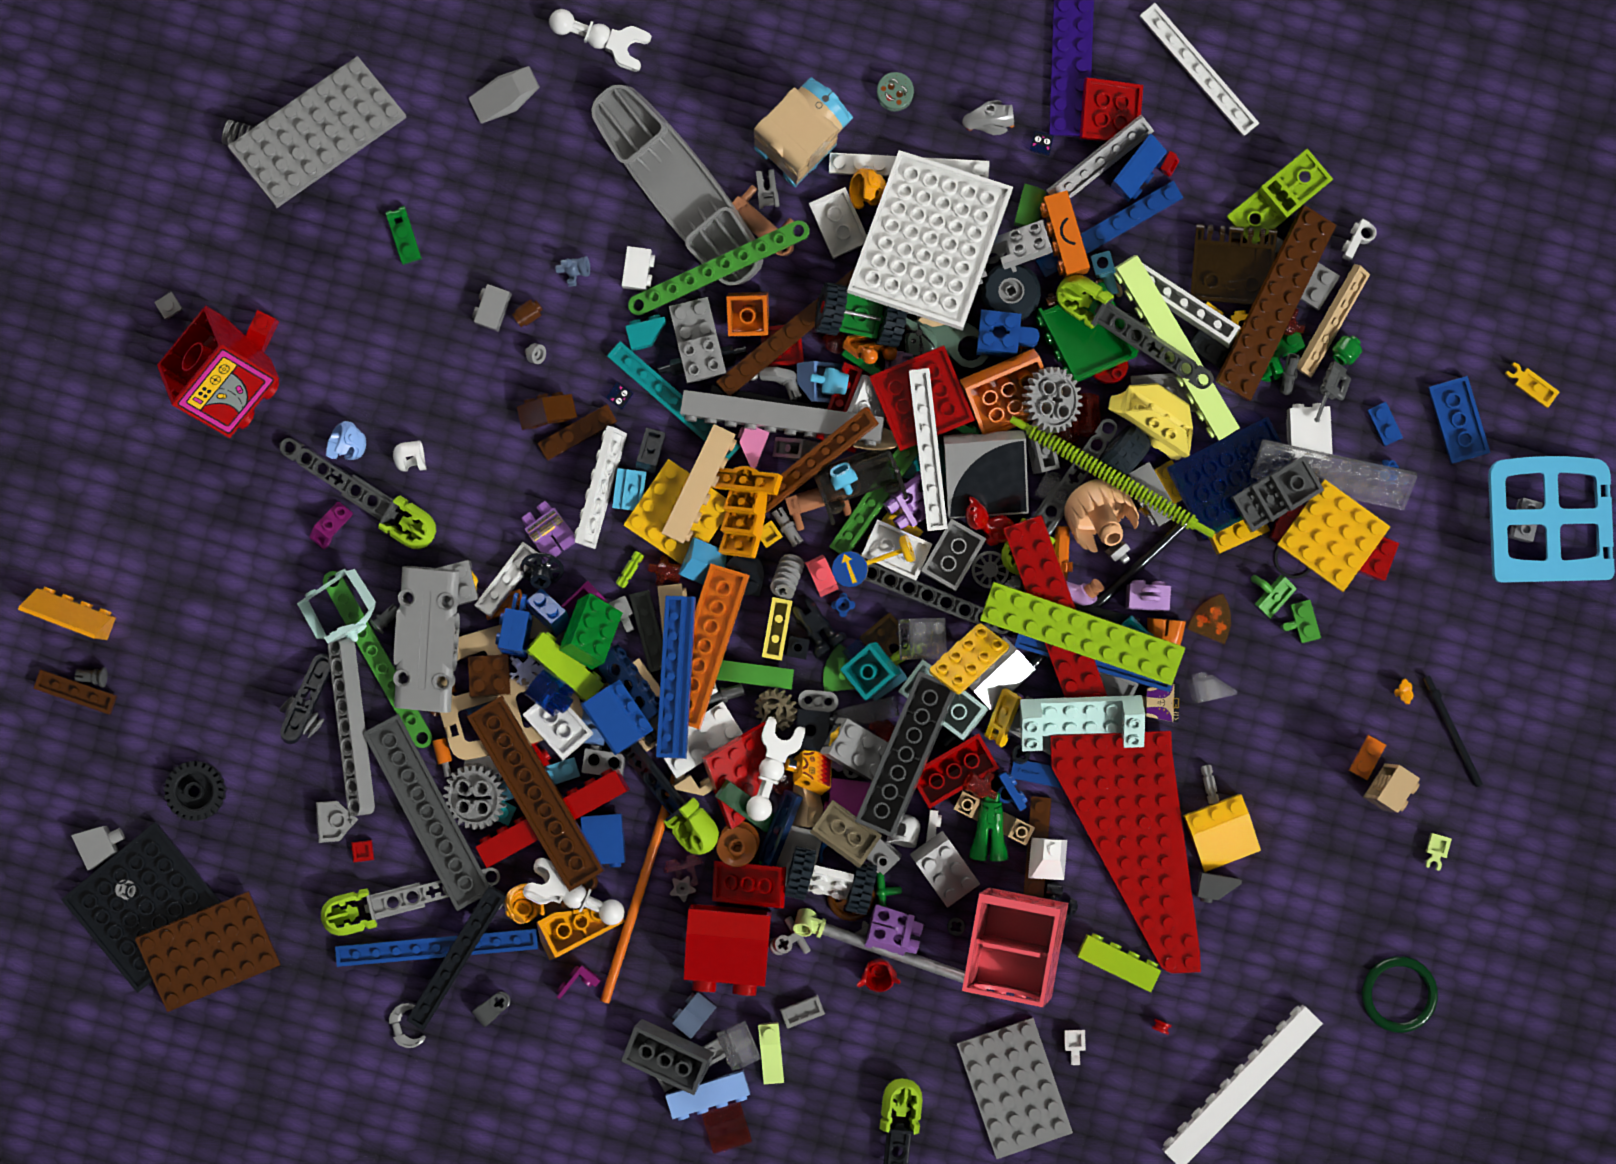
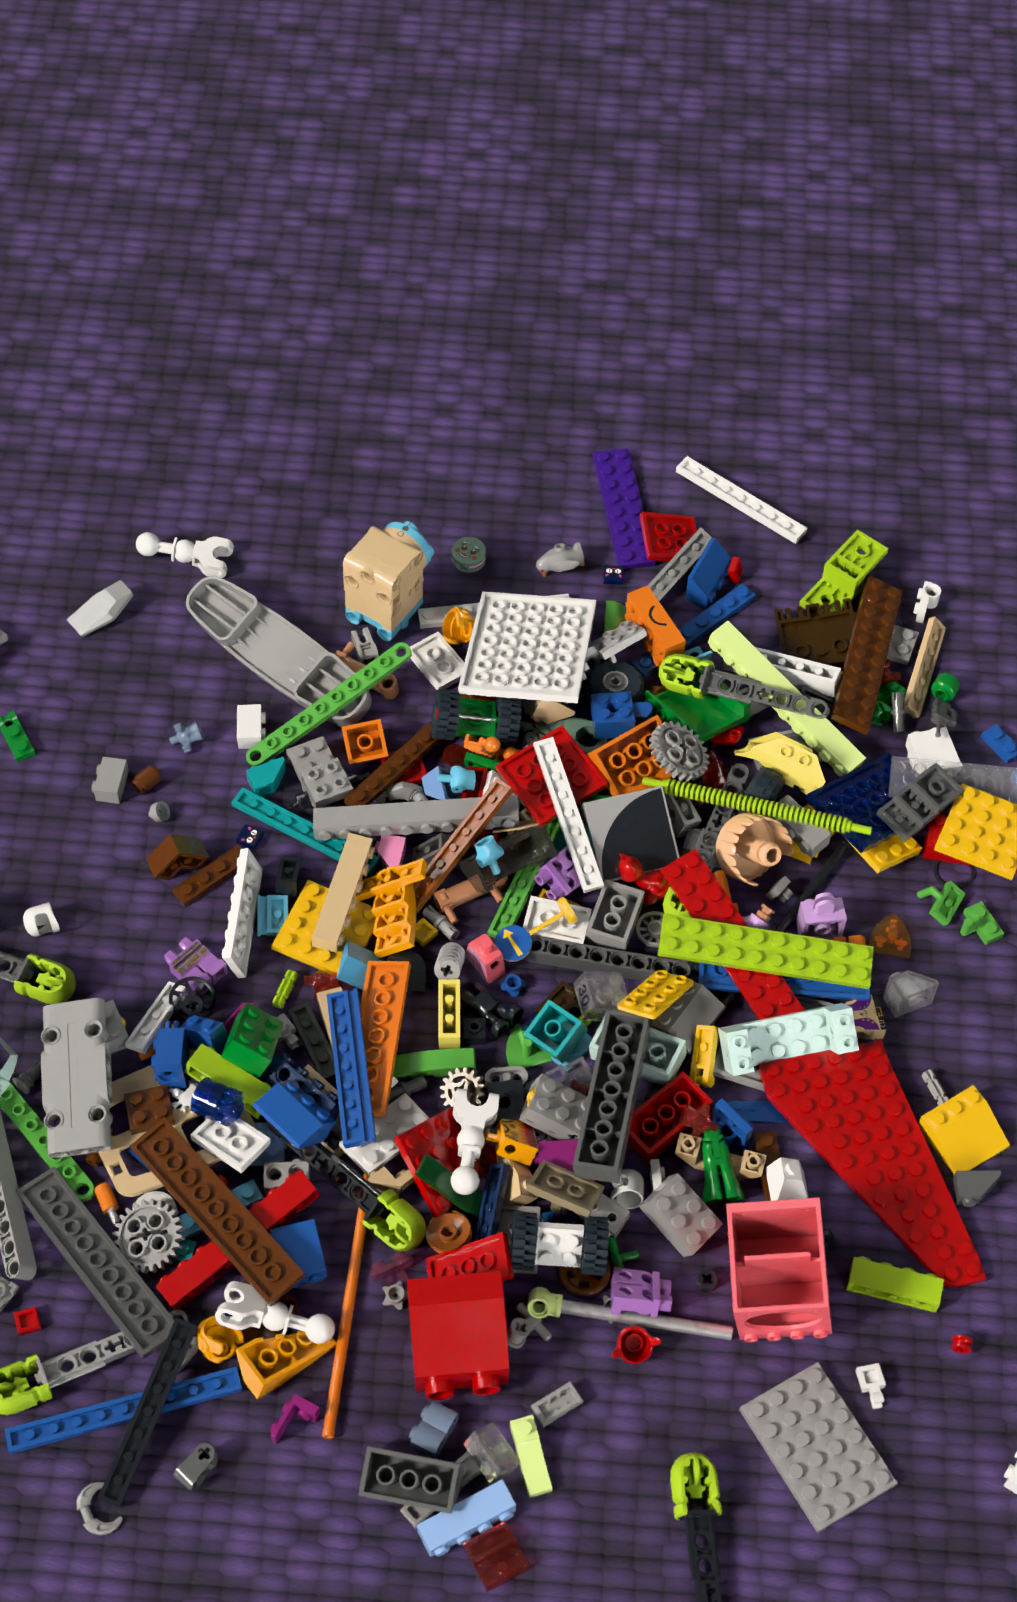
camera: 15 degrees left, 30 degrees down
(1019, 760) = (732, 1099): black bush -> none

